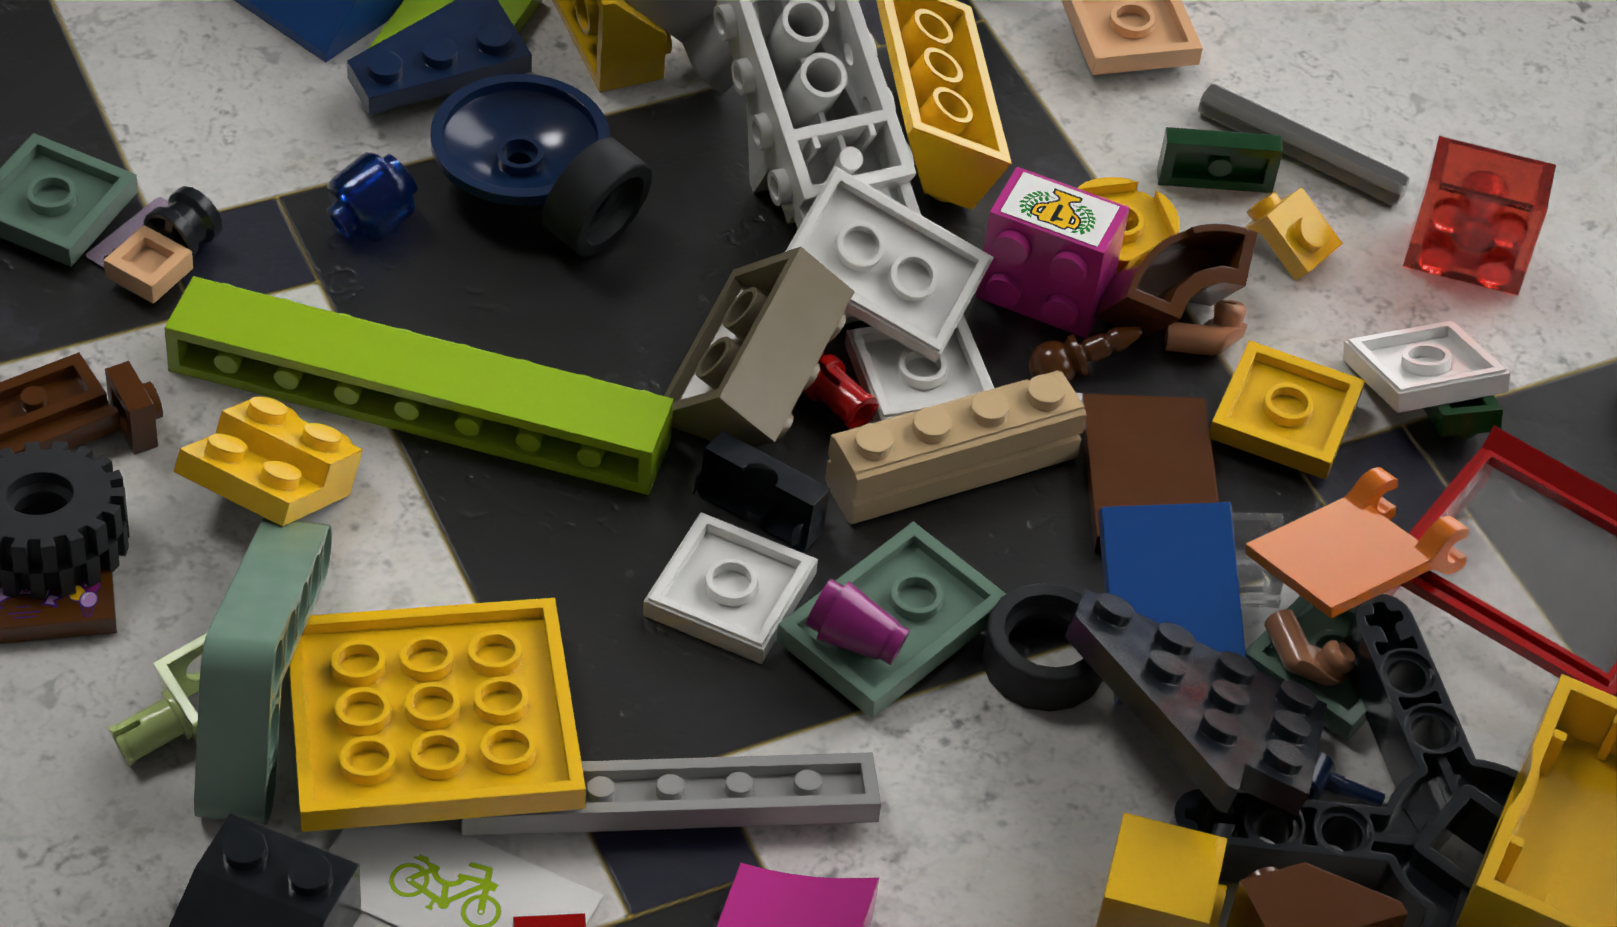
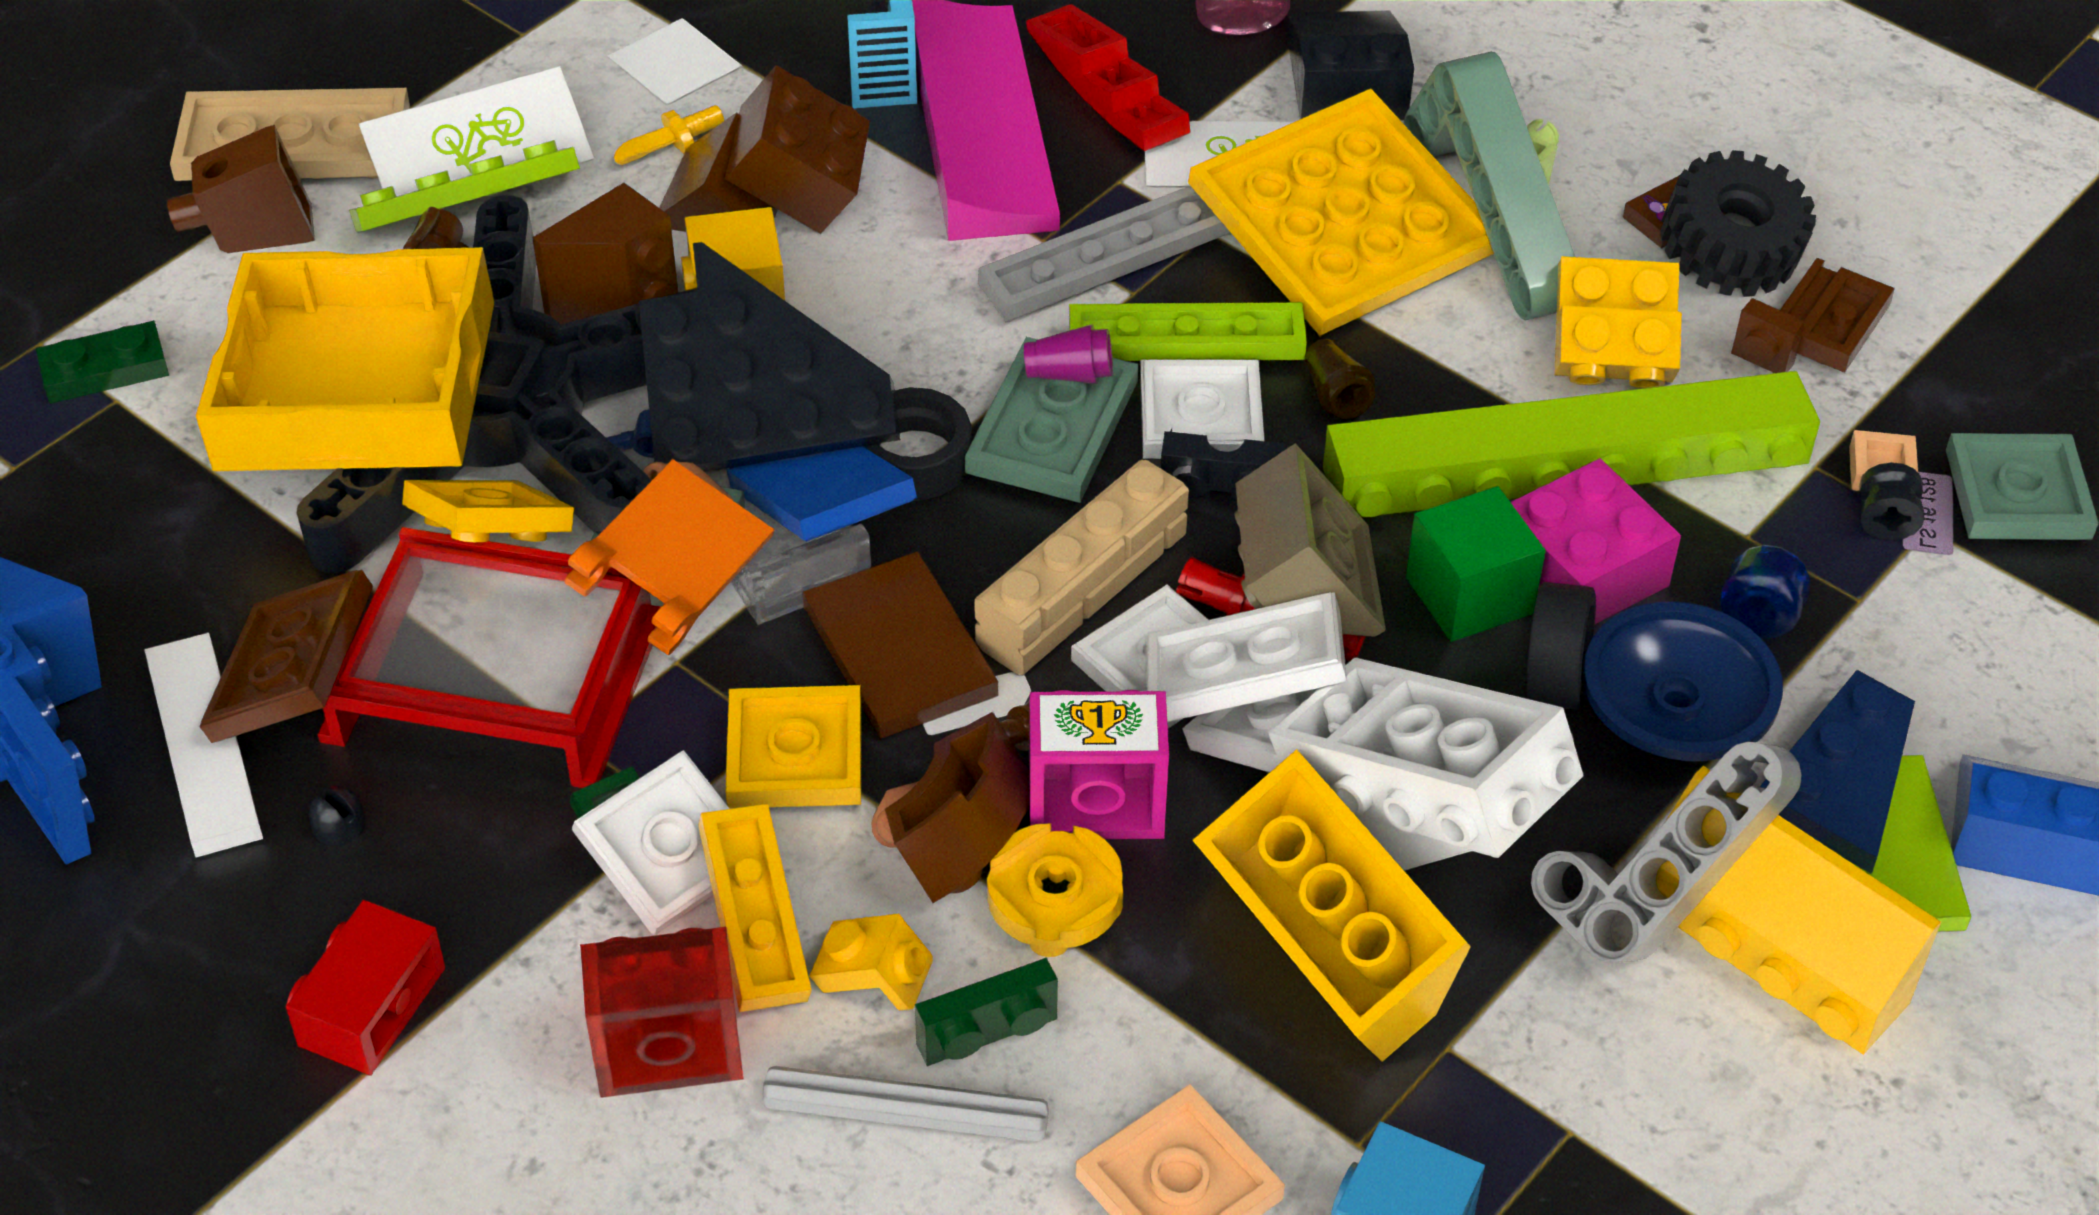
camera: 160 degrees right, 0 degrees up
(493, 283) = (1601, 537): none -> dark pink brick
(581, 542) = (1340, 381): none -> dark brown cone
(607, 299) = (1474, 563): none -> green head
(697, 658) = (1198, 330): none -> lime plate
(1374, 286) = (754, 907): none -> yellow plate
(1505, 681) = (487, 506): none -> yellow plate

